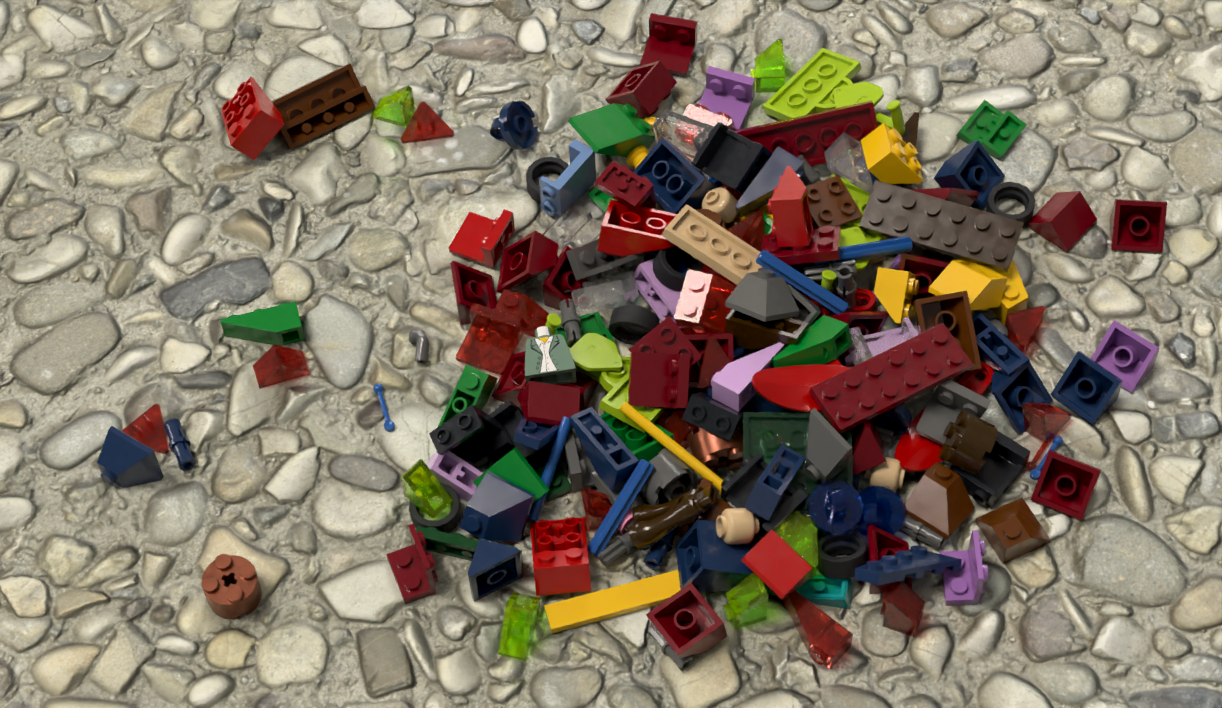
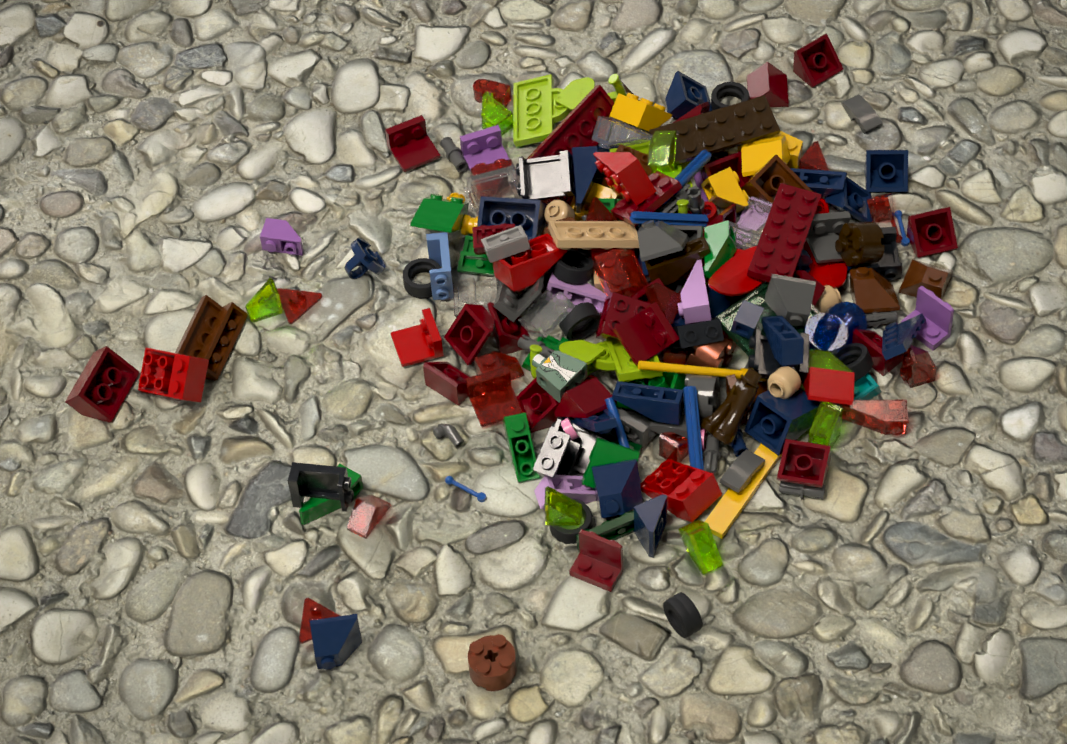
camera: 40 degrees left, 5 degrees down
(179, 444) = (353, 607): dark blue pin -> none
(193, 87) = (102, 385): none -> dark red slope
(234, 295) = (319, 482): none -> black panel
(429, 677) = (682, 615): none -> black tyre
(468, 53) = (280, 237): none -> medium lavender slope
(509, 420) = (569, 429): none -> bright pink tile
(623, 198) = (505, 243): none -> light grey slope
(628, 581) = (742, 470): none -> dark grey slope
(644, 88) = (422, 180): dark red slope -> none
(698, 81) = (454, 154): none -> dark grey pin
(764, 436) = (747, 319): none -> panel
(795, 44) = (499, 91): none -> clear red leg
(863, 209) = (662, 151): none -> clear neon green slope
(992, 129) = (664, 64): green slope -> none
(1126, 355) = (888, 134): medium lavender slope -> none
(1130, 307) = (863, 113): none -> dark grey slope

